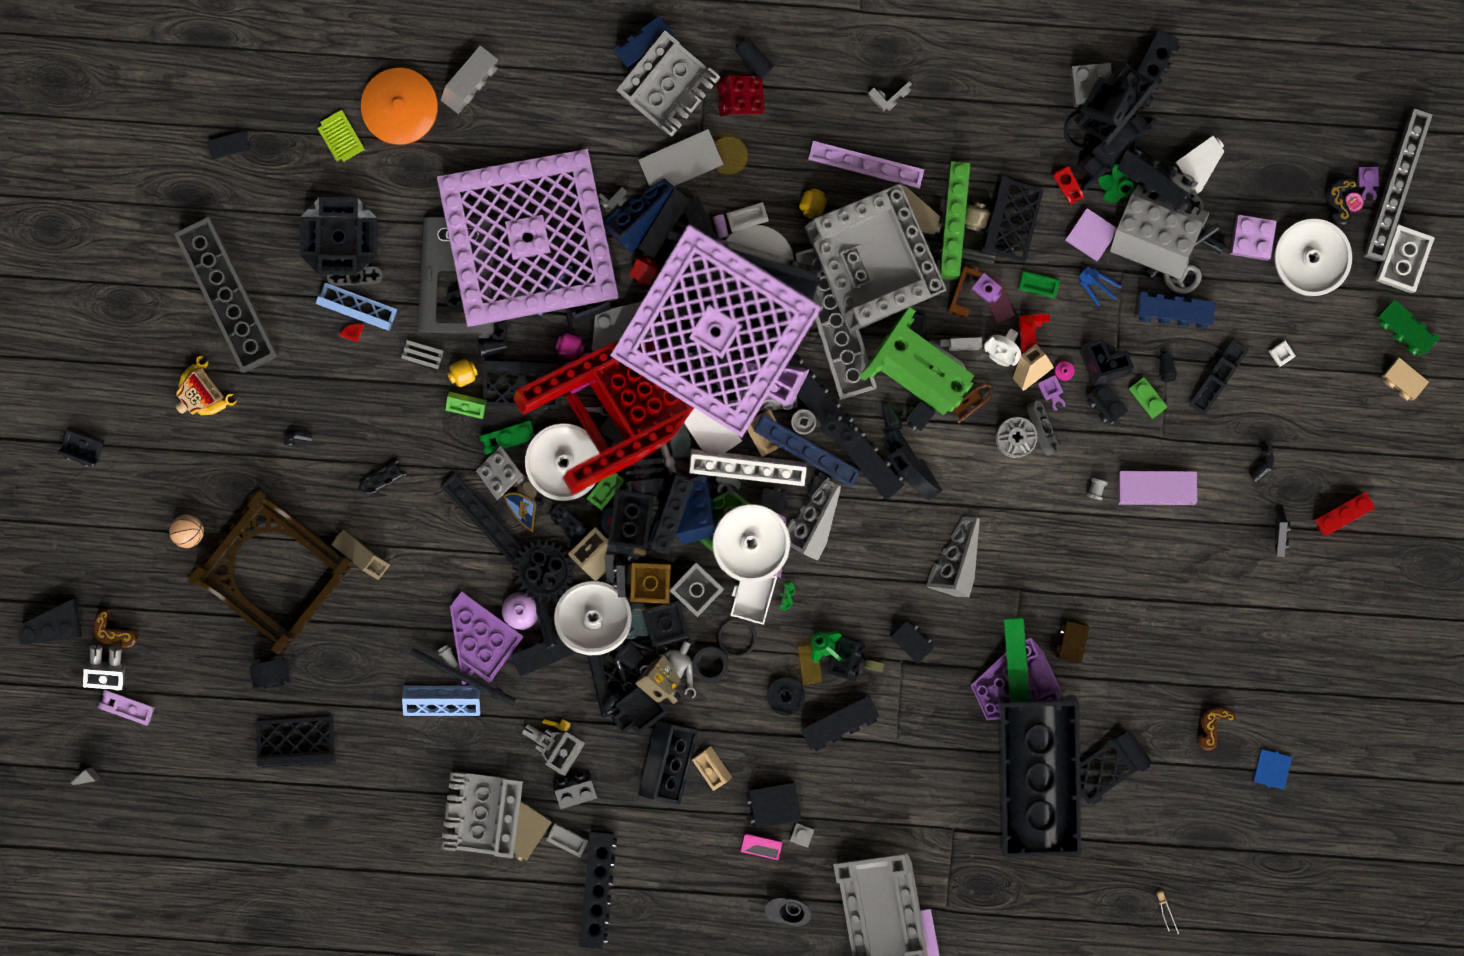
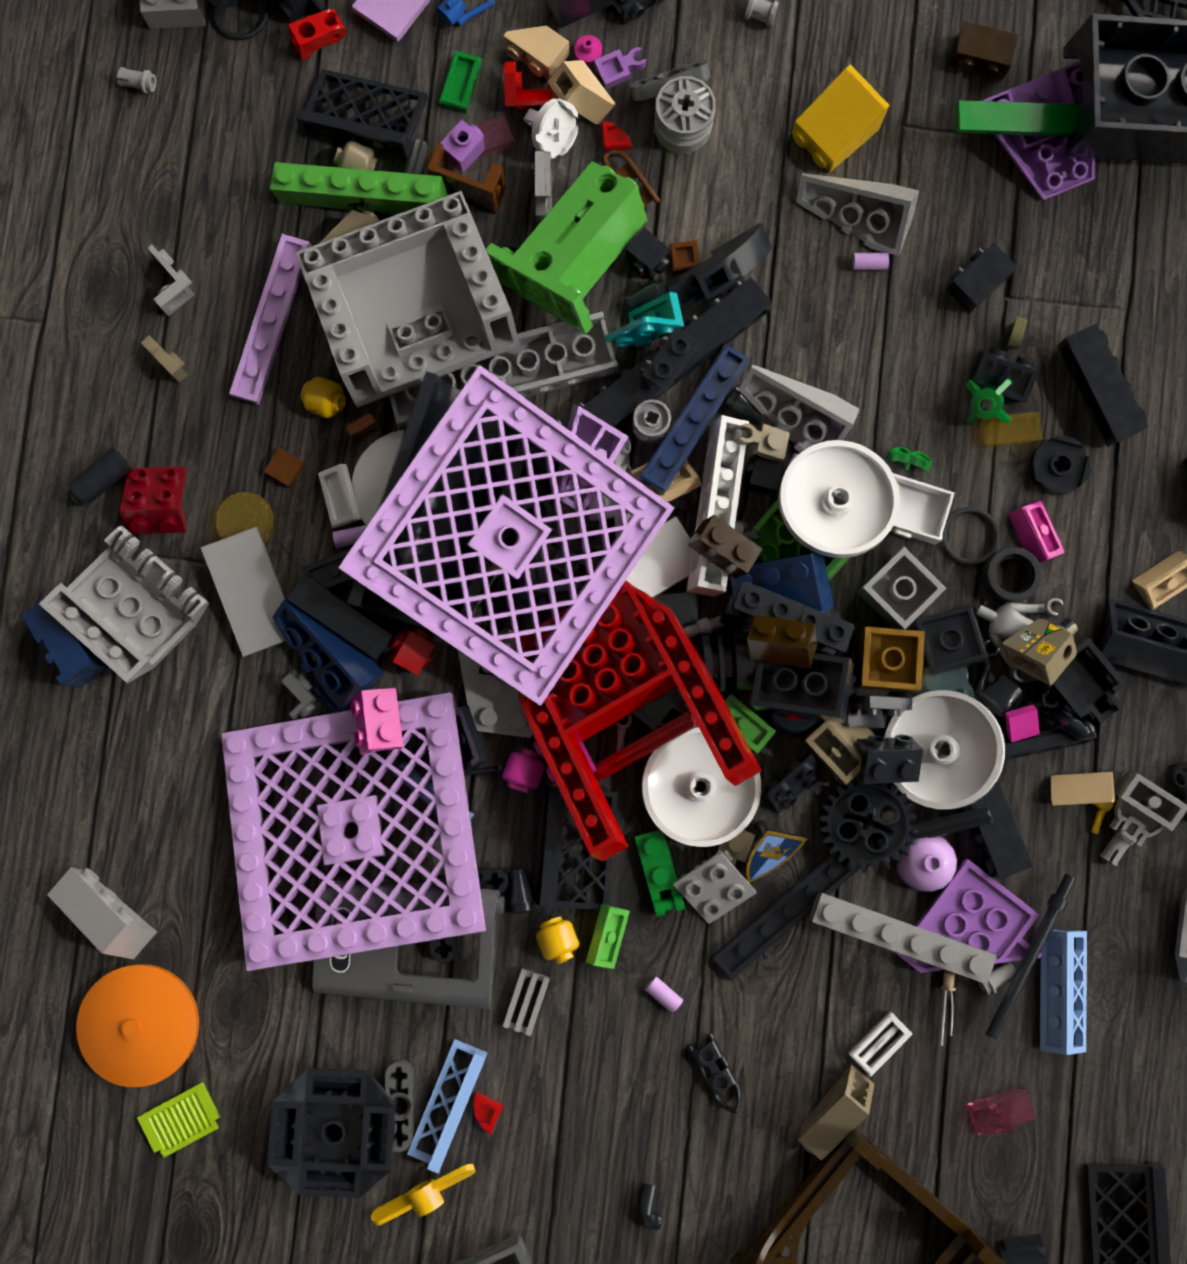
camera: 85 degrees left, 5 degrees down
(299, 294) = (422, 1198): none -> yellow piece
(364, 661) = (1001, 1112): none -> clear pink slope
(395, 585) = (871, 1035): none -> white tile
(430, 442) = (664, 994): none -> lavender piece
(442, 626) = (948, 985): none -> piece
(472, 592) = (902, 937): none -> light grey arch
(571, 710) = (1082, 788): none -> tan slope
(584, 582) = (890, 759): none -> black bracket
(597, 251) = (376, 720): none -> bracket
(611, 669) = (1022, 723): none -> dark pink tile
(655, 507) = (782, 641): none -> dark brown brick
(716, 470) = (724, 546): none -> dark brown brick
(740, 682) = (1036, 531): none -> dark pink slope
(765, 179) = (284, 467): none -> reddish brown tile
(790, 498) = (768, 441): none -> dark tan plate
(793, 230) = (362, 427): none -> reddish brown tile
(833, 100) = (170, 361): none -> dark tan plate
(871, 419) = (649, 323): none -> teal bracket
(921, 441) = (684, 256): none -> reddish brown tile
(922, 567) = (870, 261): none -> lavender piece
(1003, 391) = (614, 138): none -> red tile
(1015, 542) = (840, 119): none -> yellow slope
(1030, 64) = (137, 79): none -> light grey pin
(1062, 337) = (538, 48): none -> tan slope

